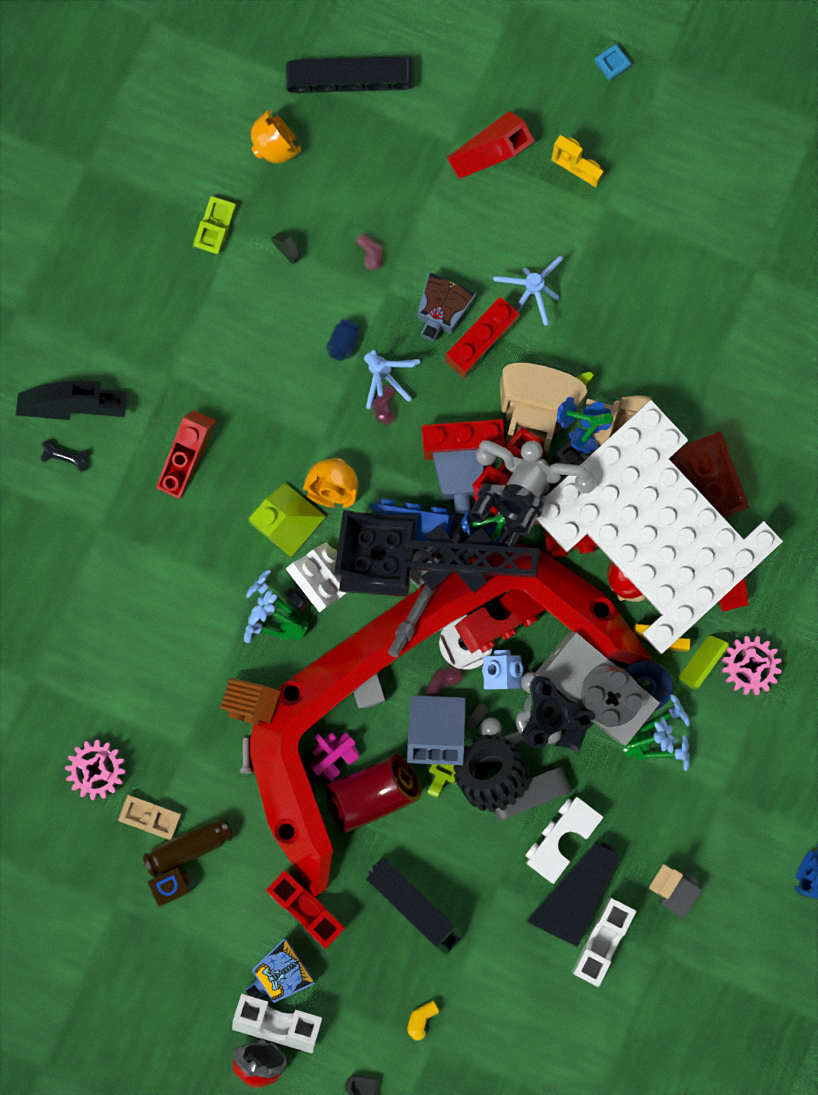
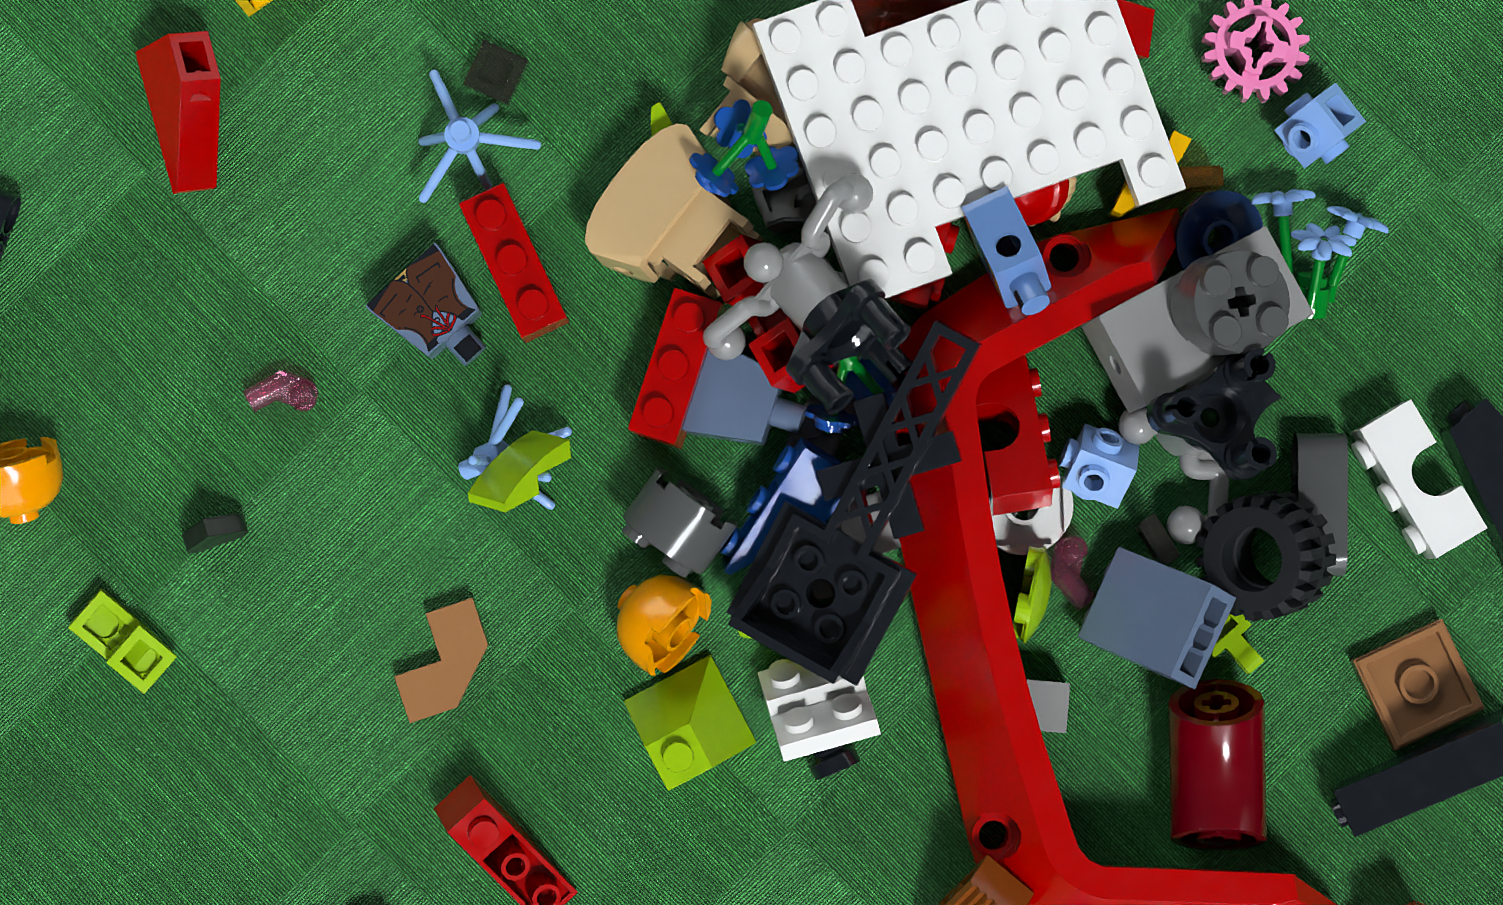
camera: 70 degrees left, 5 degrees up
(258, 390) = (461, 647): none -> medium nougat tile
(291, 624) = (875, 789): plant -> none
(329, 751) = (1115, 808): dark pink hips -> none
(343, 340) = (419, 501): dark blue brick -> none
(377, 377) = (515, 471): none -> lime slope
(381, 407) = (570, 485): clear pink arm -> none
(384, 470) = (677, 523): none -> dark grey brick
(406, 629) = (976, 600): dark grey bar -> none
(416, 664) = (1037, 582): none -> lime dish
(458, 883) = (1417, 684): none -> medium nougat tile
(574, 291) = (496, 73): none -> clear smoke tile
(584, 582) = (1014, 262): none -> medium blue torso
(670, 662) = (1202, 178): none -> clear orange tile
(703, 662) = (1216, 124): lime slope -> none
(725, 714) = (1319, 126): none -> light blue brick

